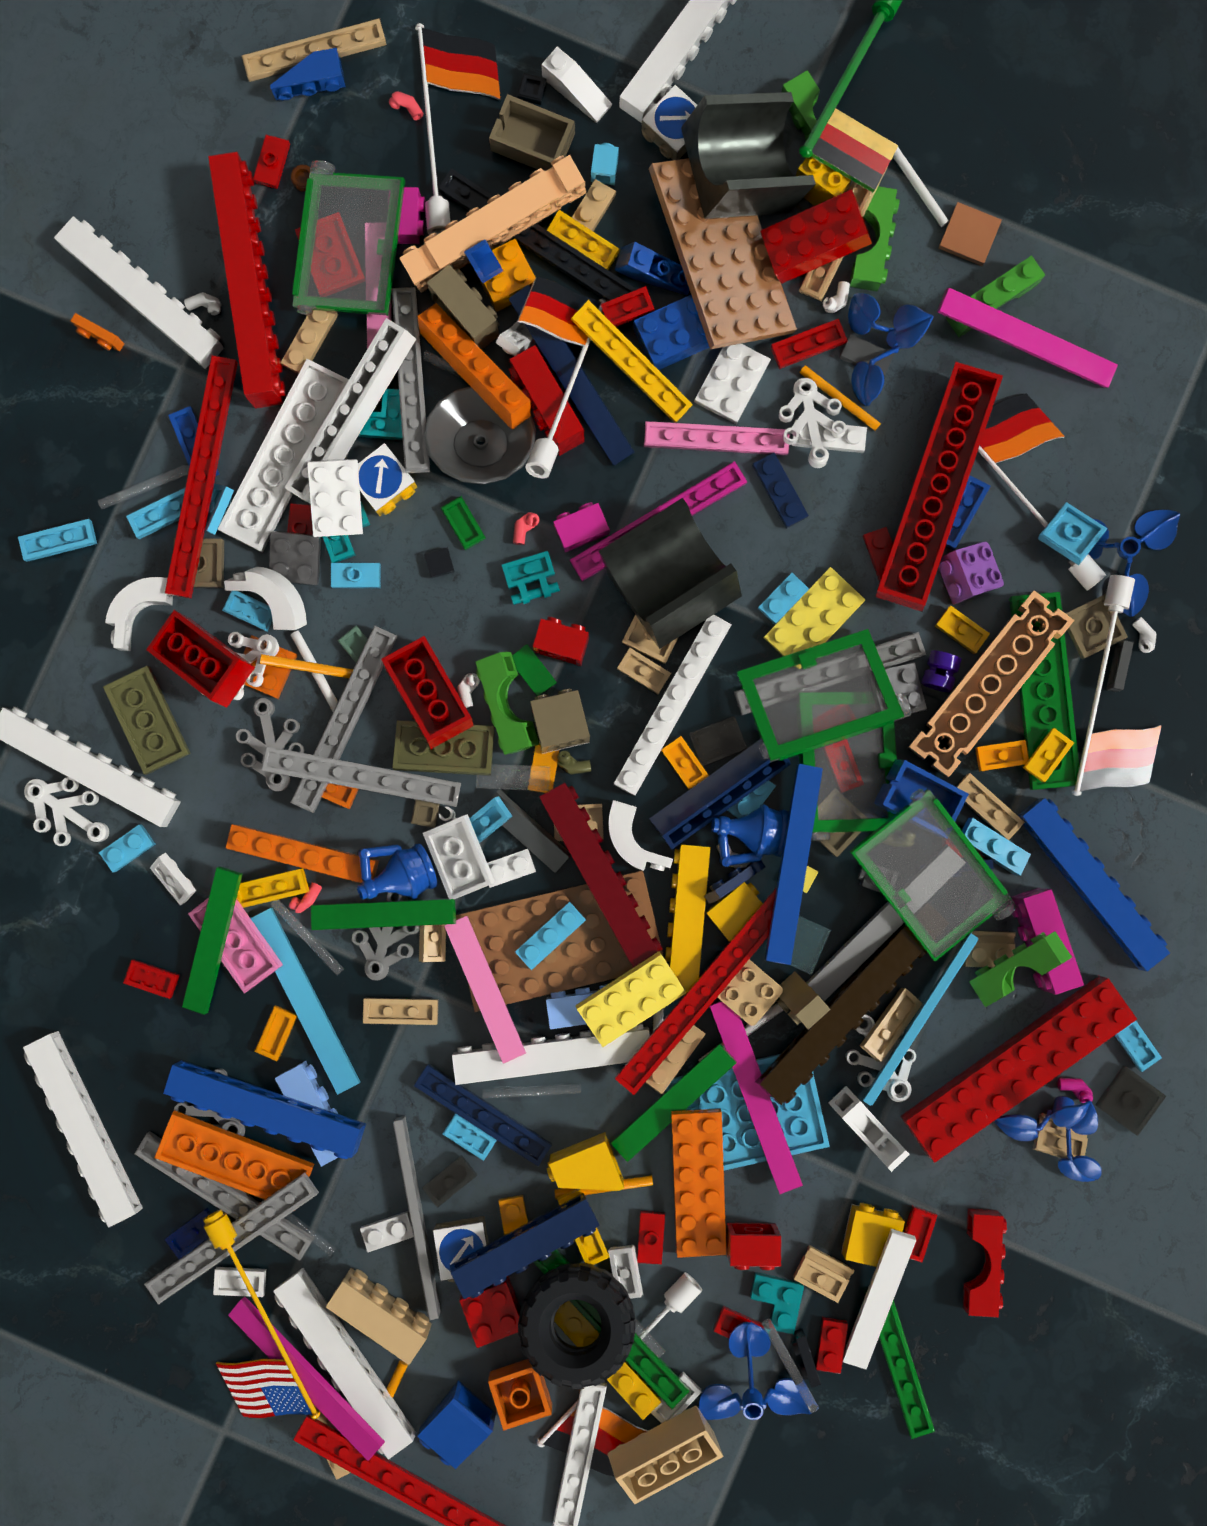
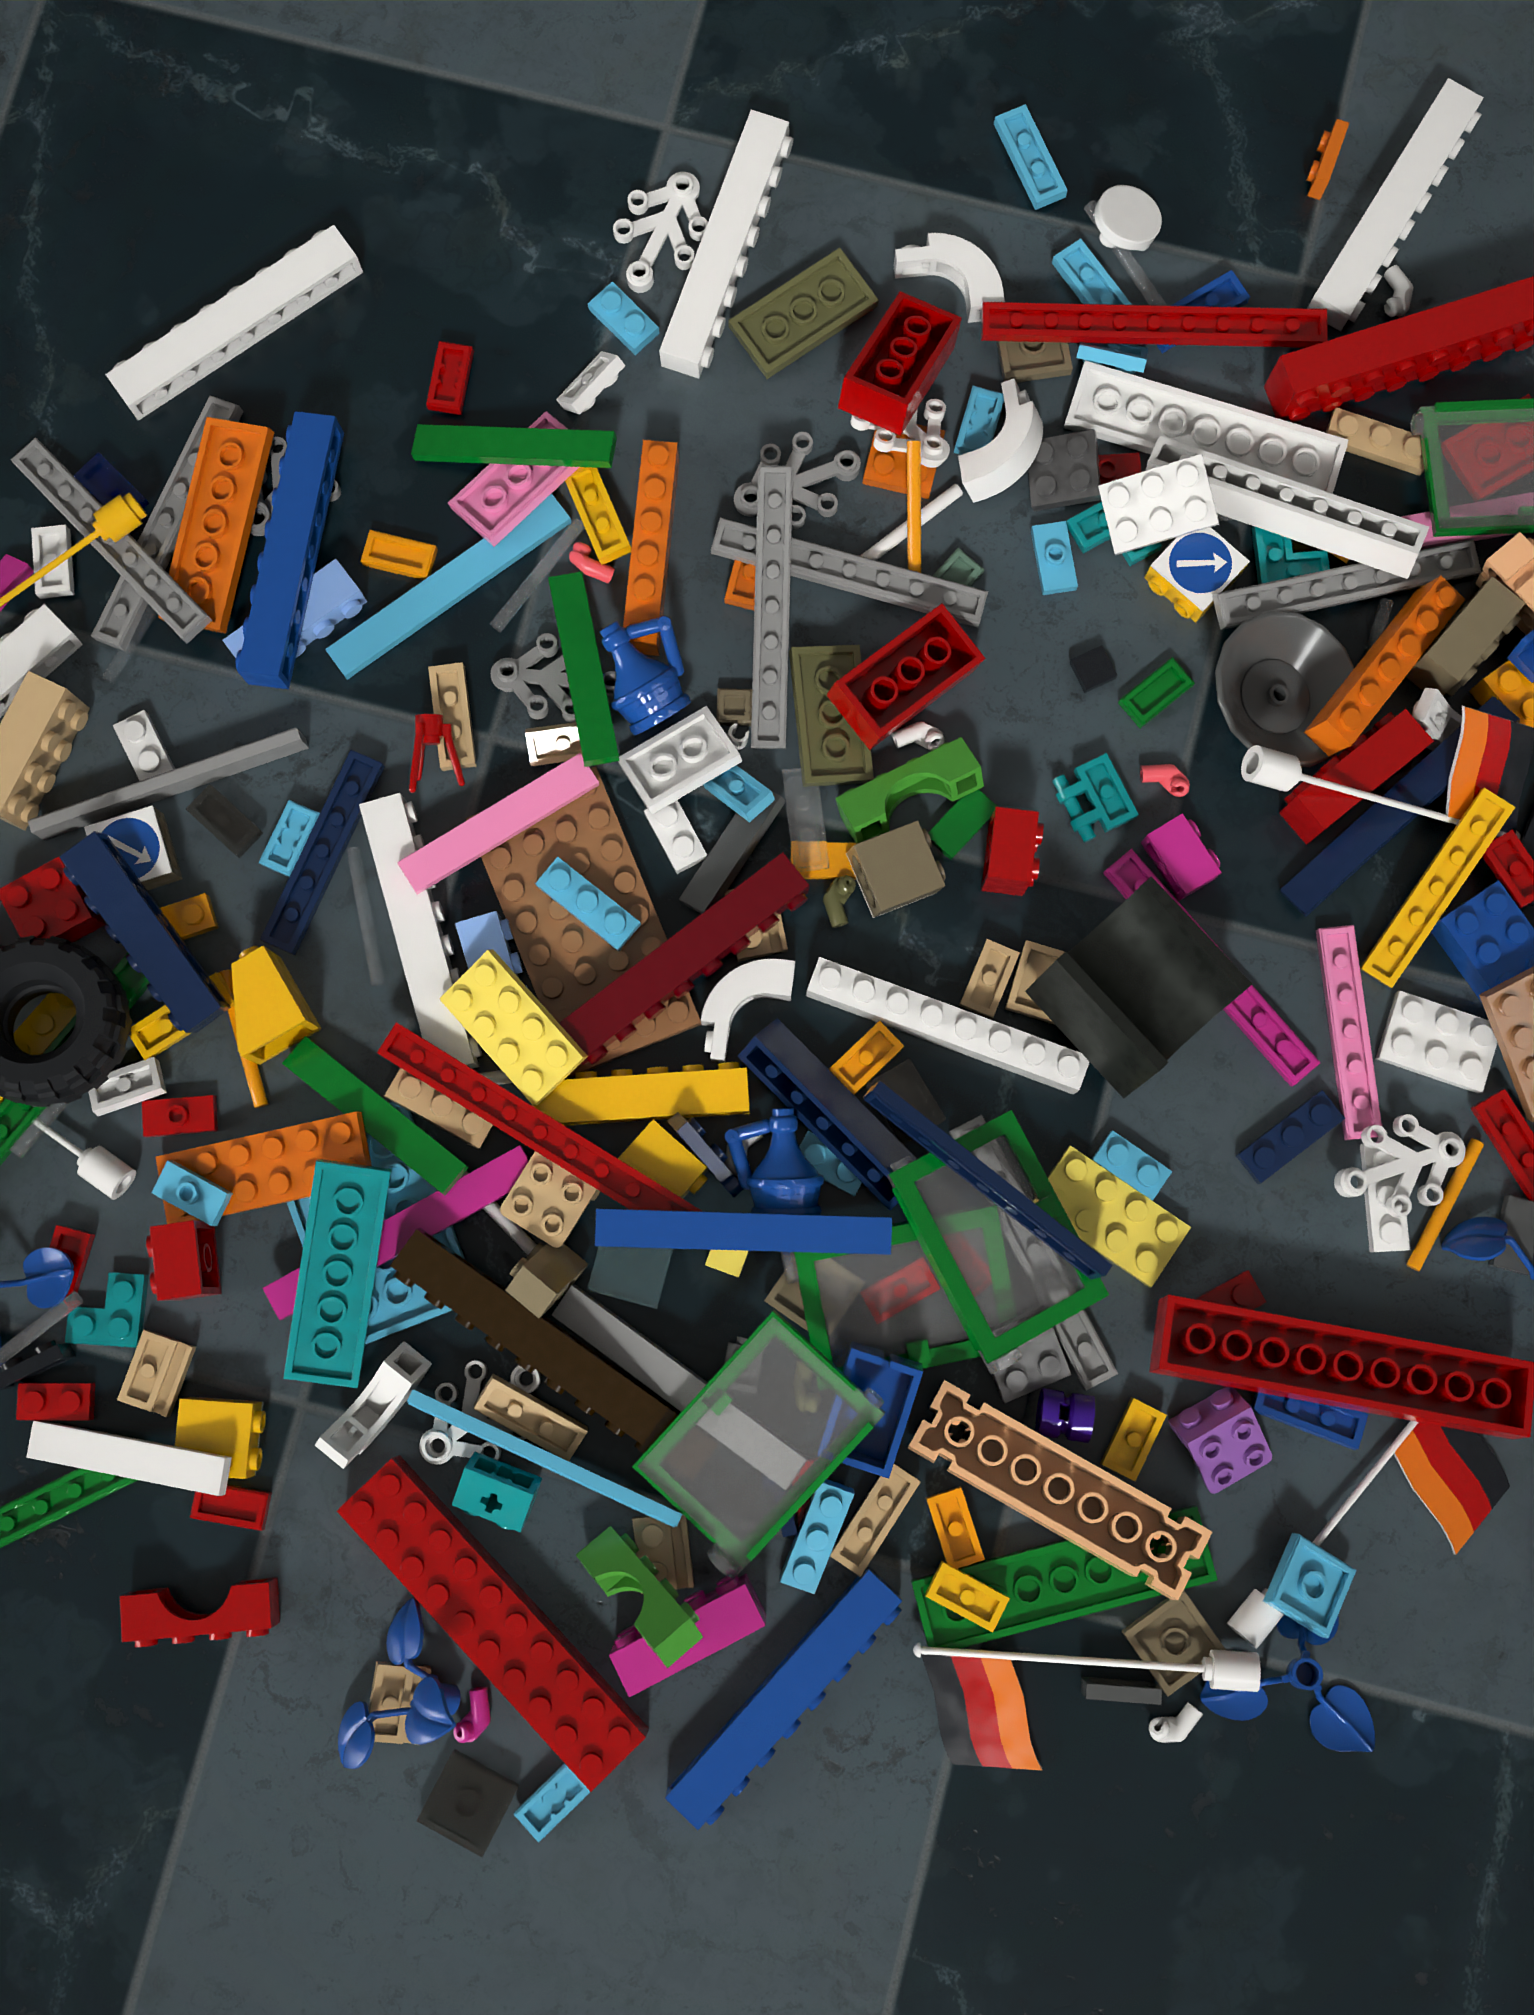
camera: 85 degrees right, 5 degrees down
(117, 480) = (1127, 218): none -> white tile
(411, 1029) = (428, 731): none -> red plant
(708, 1234) = (192, 1193): none -> medium azure plate
(778, 1141) = (337, 1273): none -> teal plate
(789, 693) = (987, 1181): none -> dark blue tile
(936, 1053) = (496, 1492): none -> teal brick

